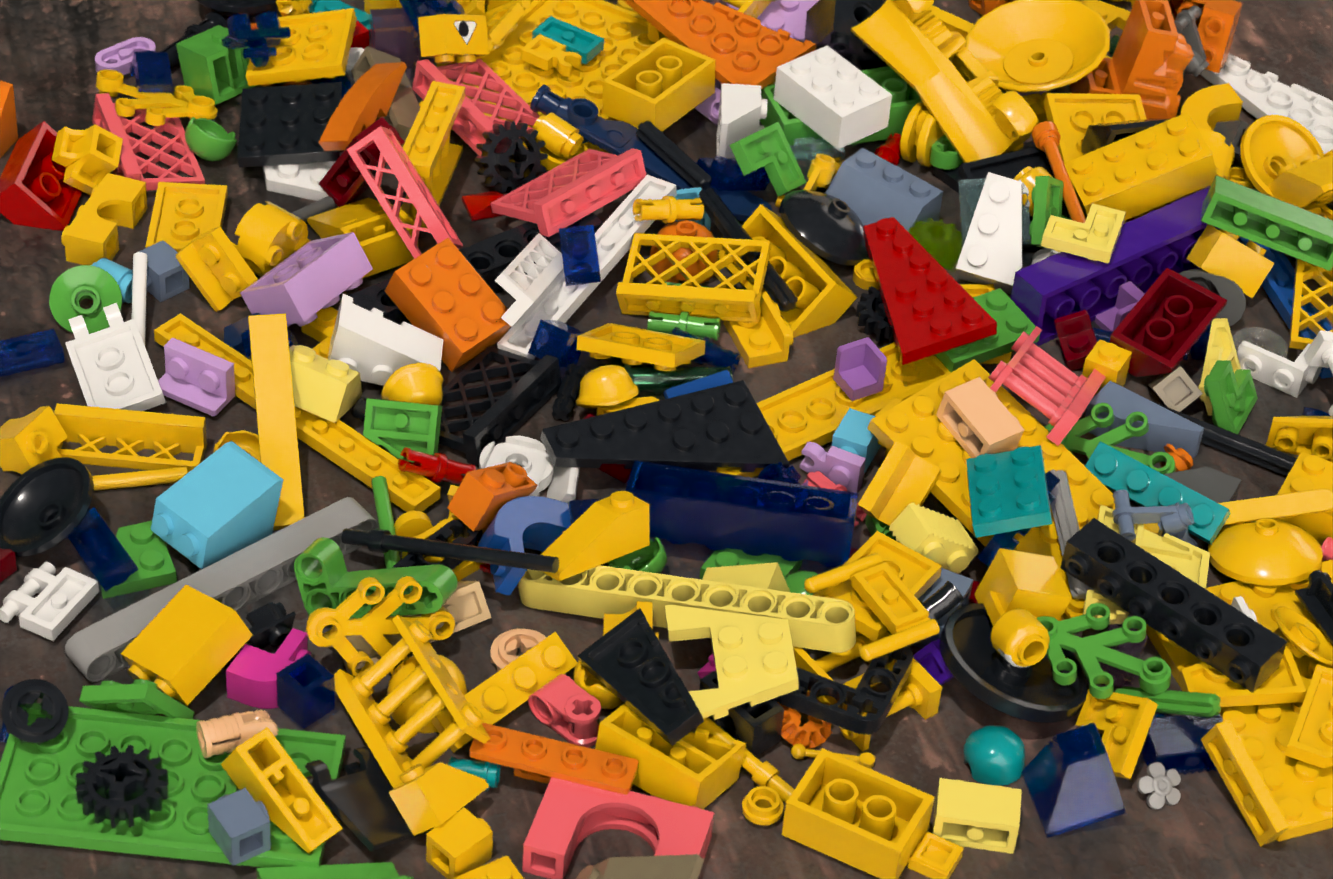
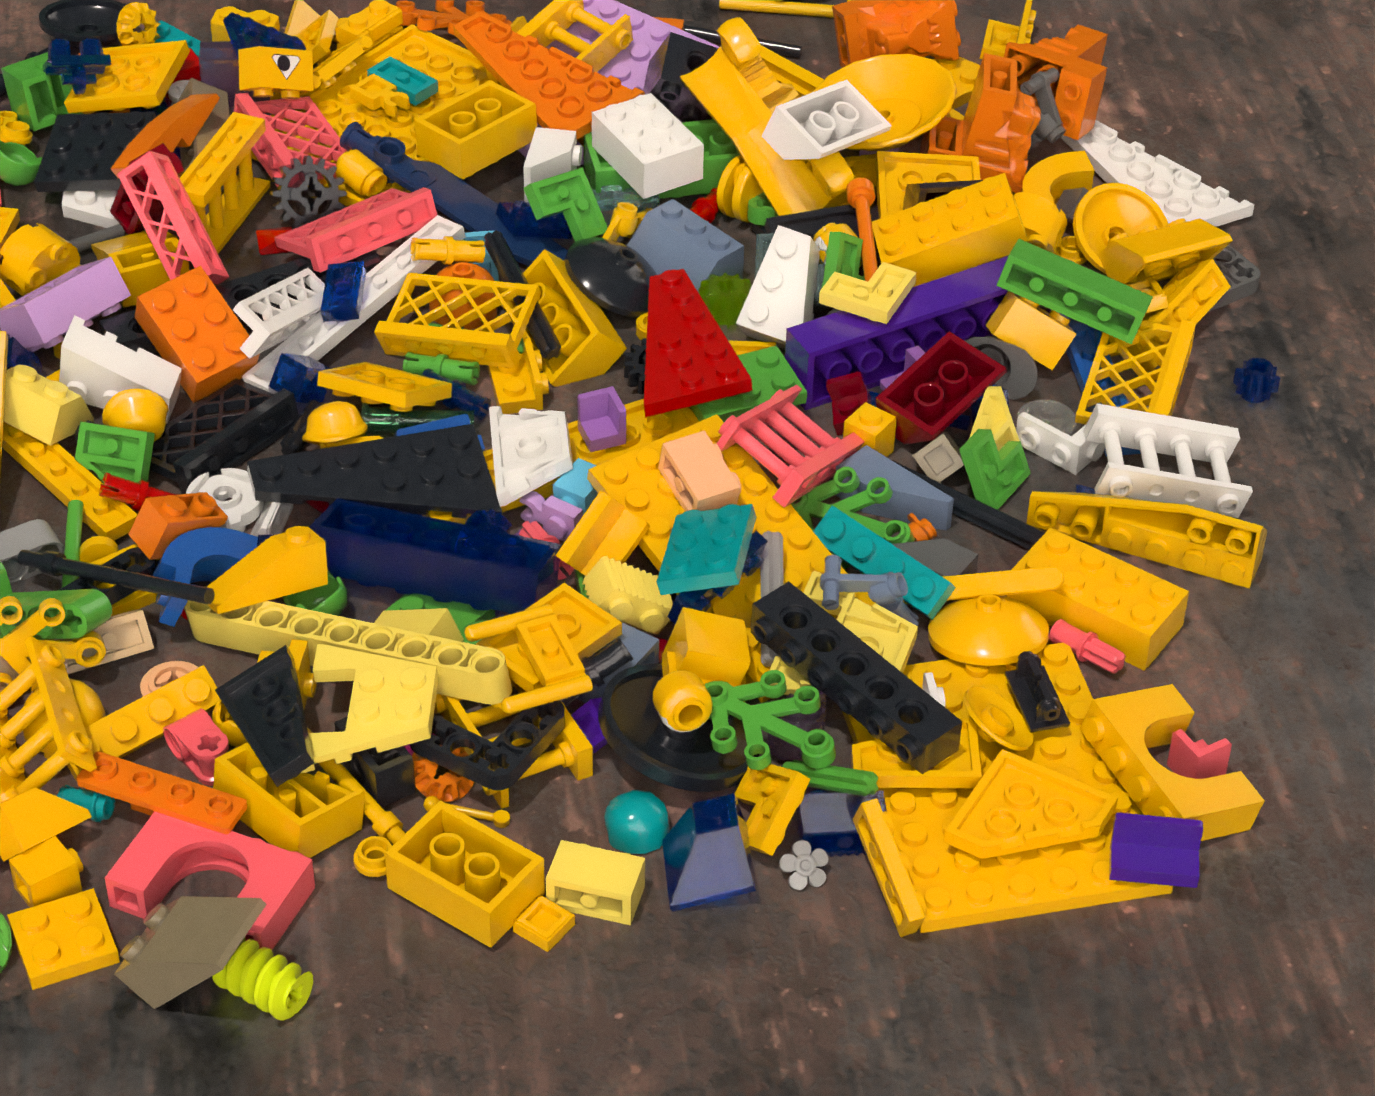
camera: 10 degrees right, 0 degrees up
(673, 155) = (474, 198): black axle -> none
(799, 402) = (528, 450): none -> white wing
(1006, 71) = (823, 123): none -> white slope

